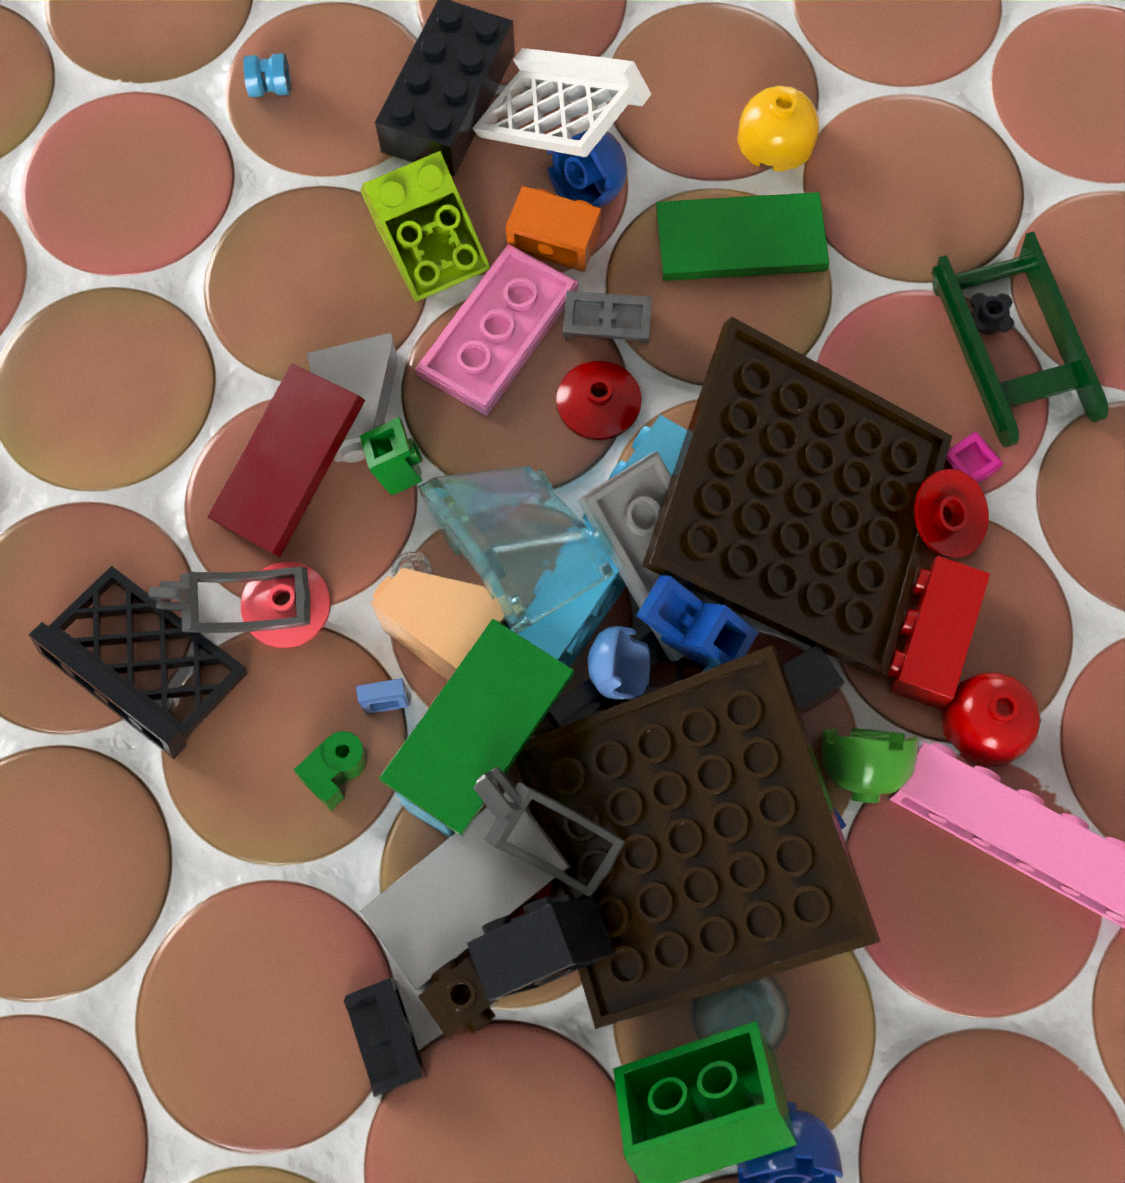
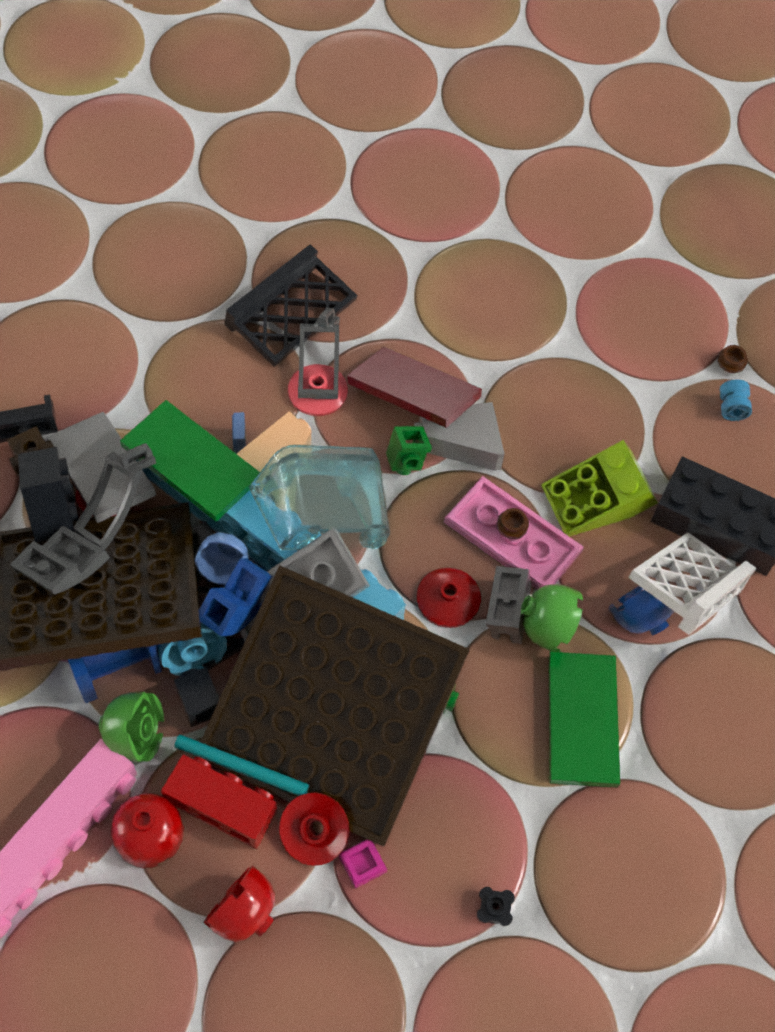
camera: 90 degrees right, 10 degrees down
(197, 81) = (733, 359): none -> reddish brown plate
(330, 764) = (198, 401): green leg -> none
(492, 320) = (512, 523): none -> reddish brown plate
(554, 228) = (594, 573): orange brick -> none
(629, 256) = (551, 615): none -> bright green cylinder
(662, 894) = (60, 561): none -> dark grey slope
(778, 128) = (684, 763): yellow cylinder -> none
(894, 609) = (241, 765): none -> teal bar
(1001, 396) = (422, 931): dark green piece -> none
(1068, 581) = (243, 908): none -> red cylinder

